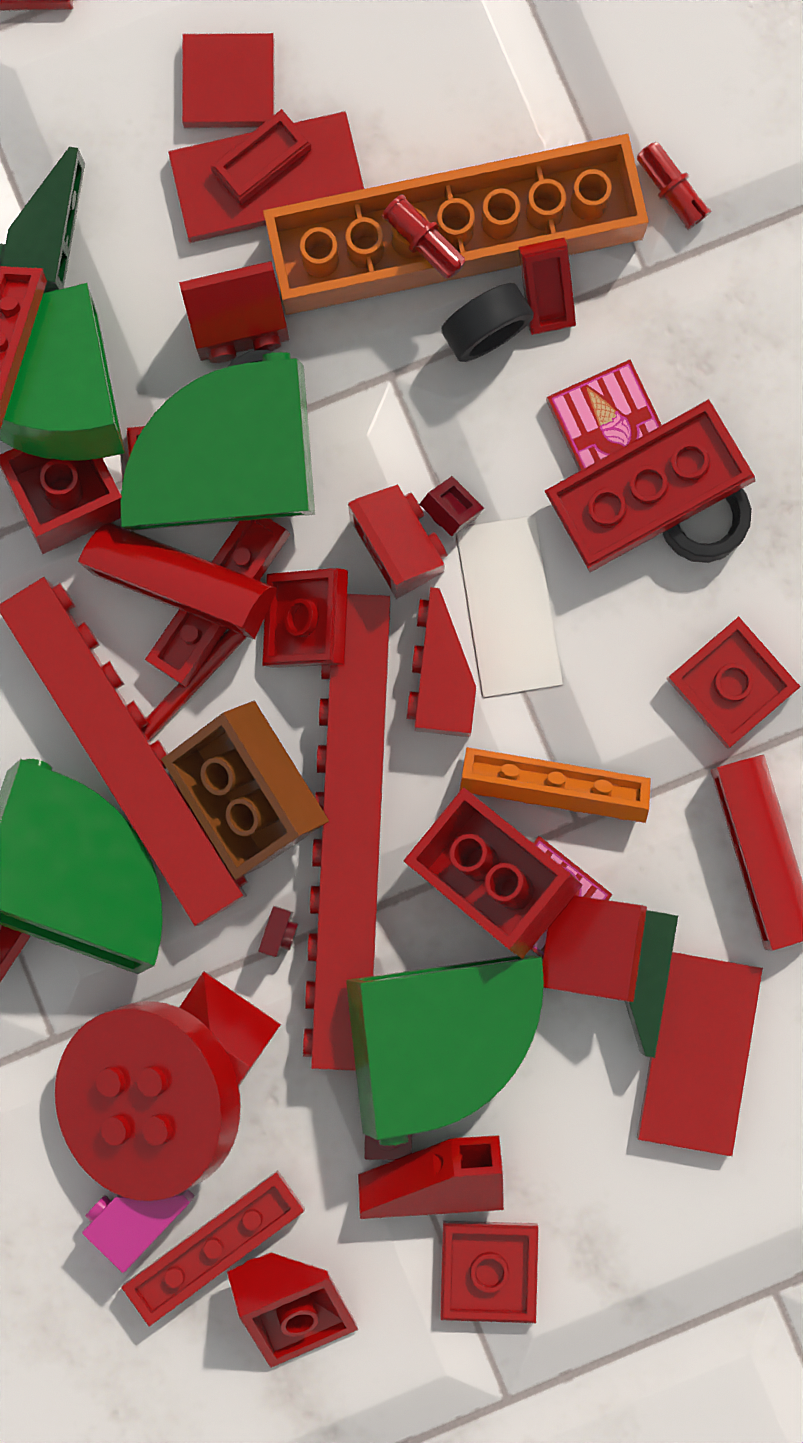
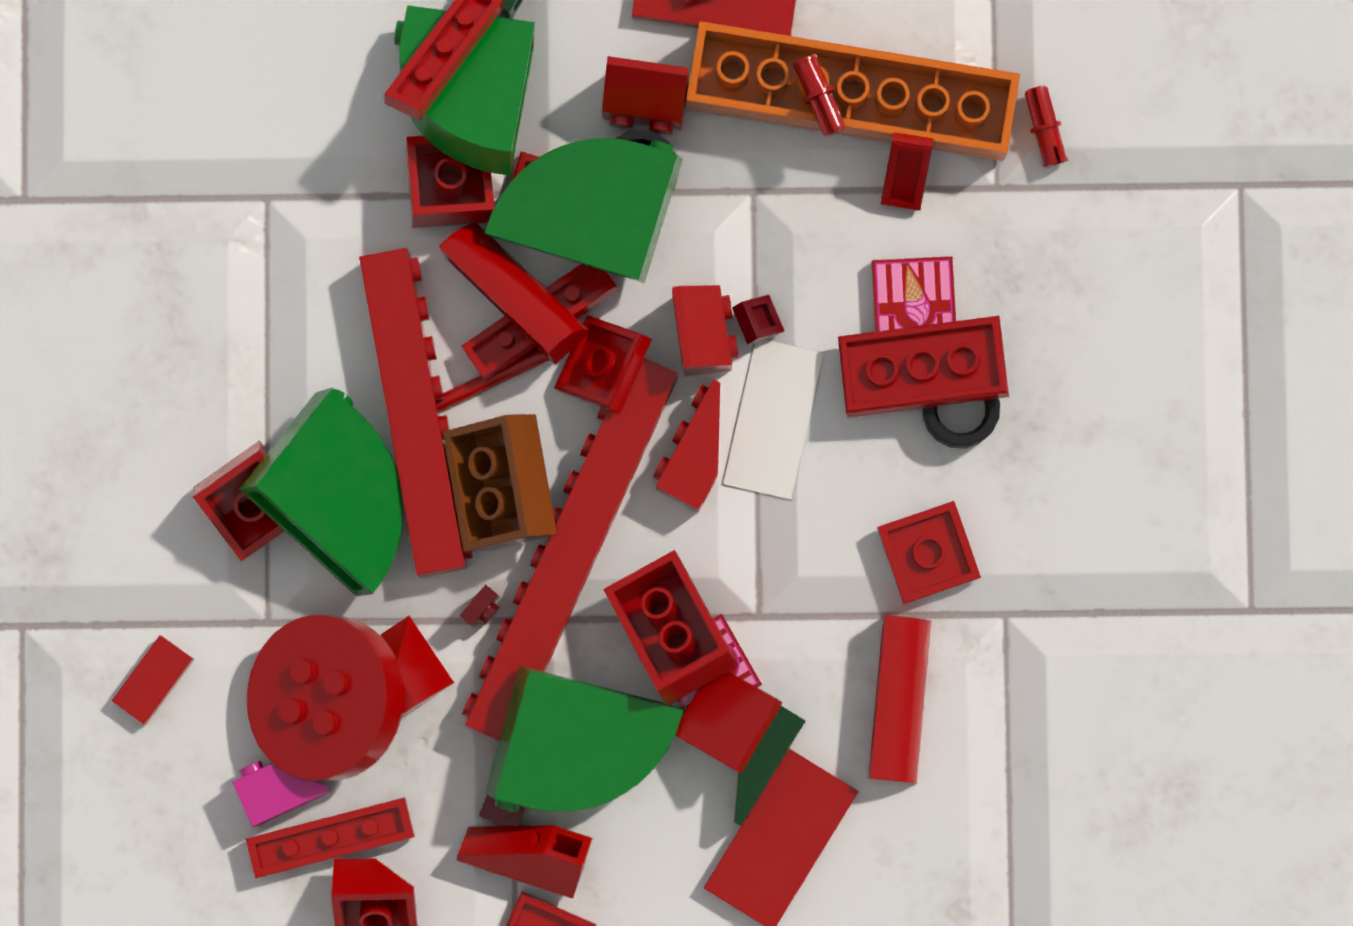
camera: 25 degrees right, 0 degrees up
(487, 322) = (845, 181): black tyre -> none
(556, 785) = (751, 578): orange plate -> none

